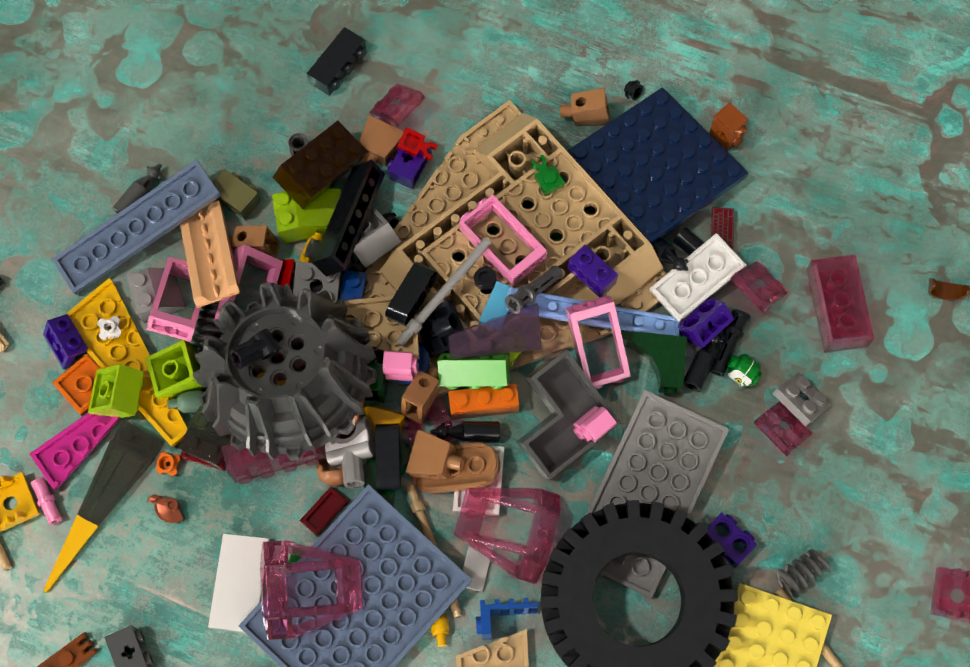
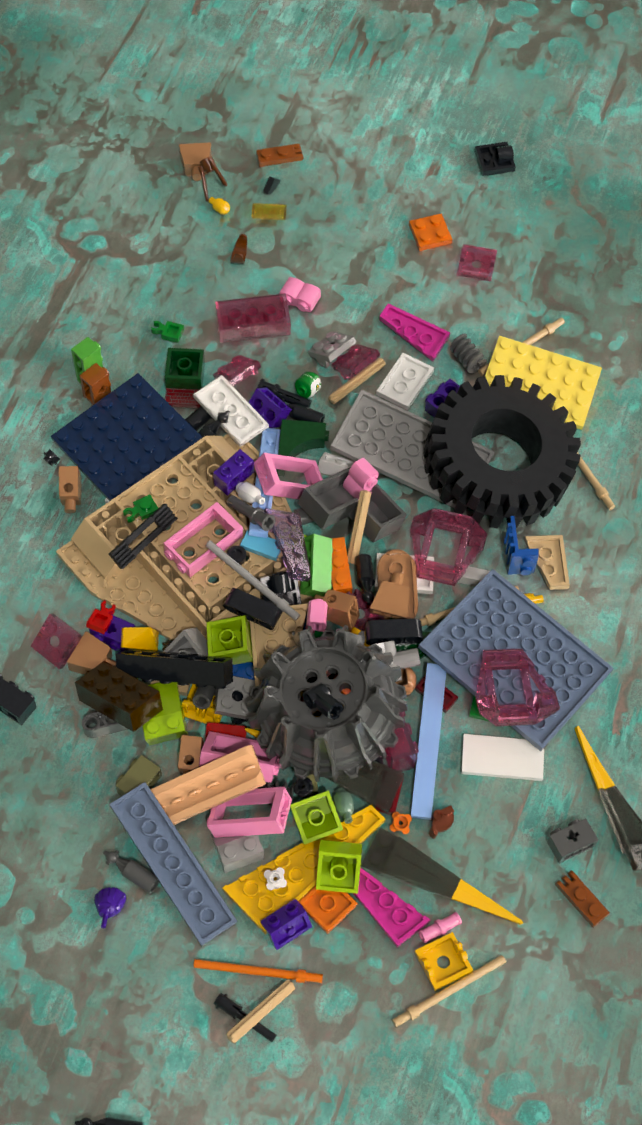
camera: 95 degrees left, 10 degrees down
(12, 356) = (299, 975): none -> orange bar
(107, 172) = (109, 903): none -> dark purple piece
(259, 497) = (428, 742): none -> light blue tile
(376, 272) = (230, 639): none -> lime slope
(396, 188) = (140, 638): none -> yellow slope
(530, 419) = (358, 526): none -> tan axle
(531, 197) = (122, 553): none -> black container
(568, 292) = (249, 493): none -> white plant
(628, 402) = (333, 464): none -> white slope
(748, 423) = (356, 380): none -> tan axle
(757, 108) = (85, 355): none -> bright green brick
(757, 225) = (184, 368): none -> dark green brick
(757, 491) = (405, 381): none -> white plate
(818, 210) = (170, 331): none -> green plate
(835, 511) = (416, 331): none -> dark pink wing
(884, 362) = (301, 294): none -> bright pink brick

